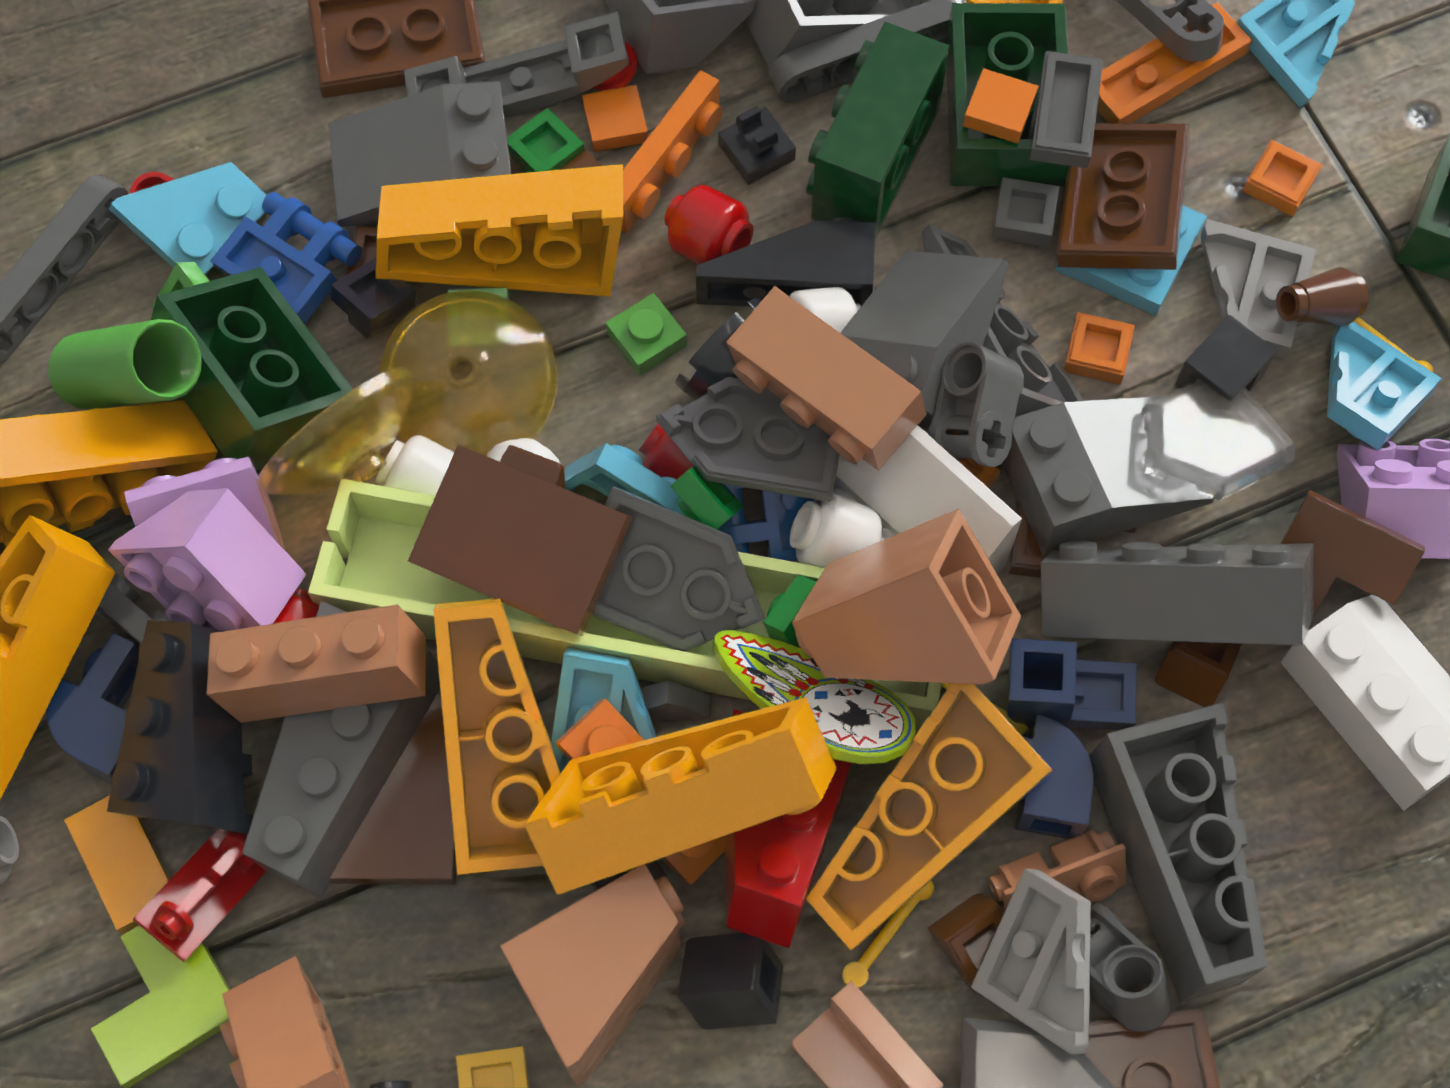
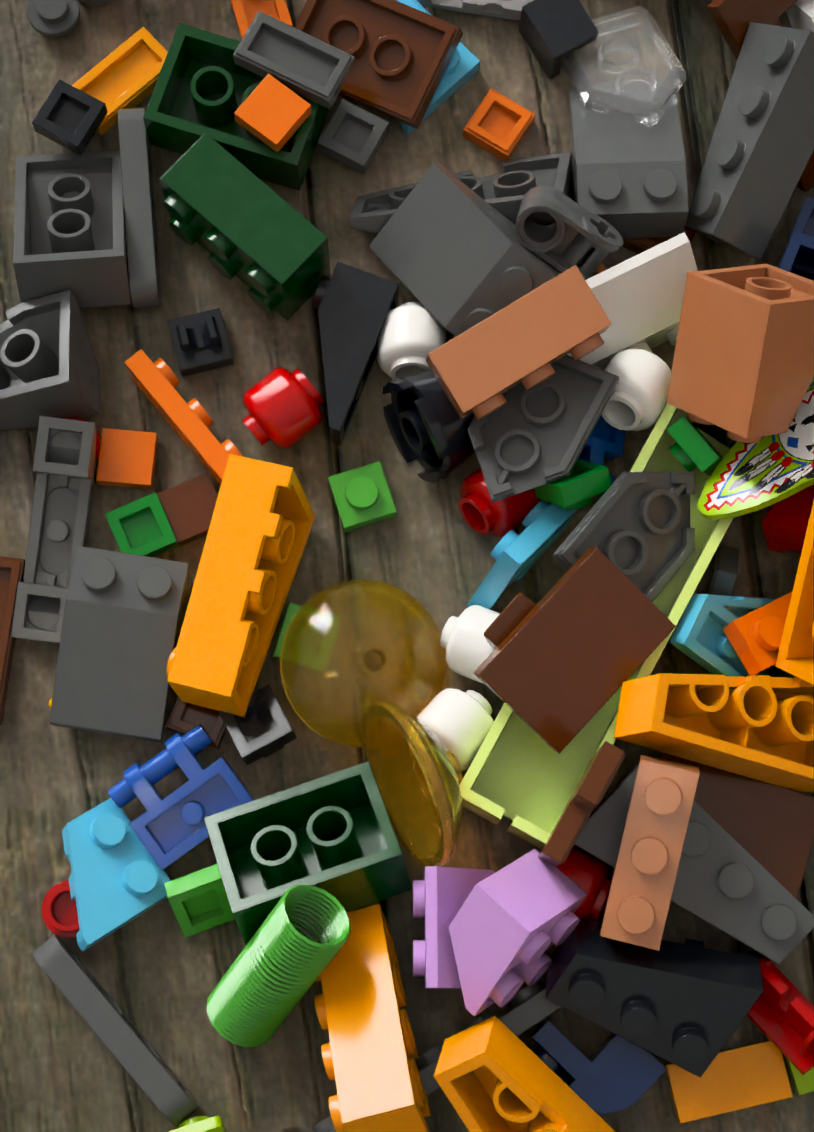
camera: 75 degrees left, 10 degrees up
(351, 579) = (582, 802): none -> reddish brown tile

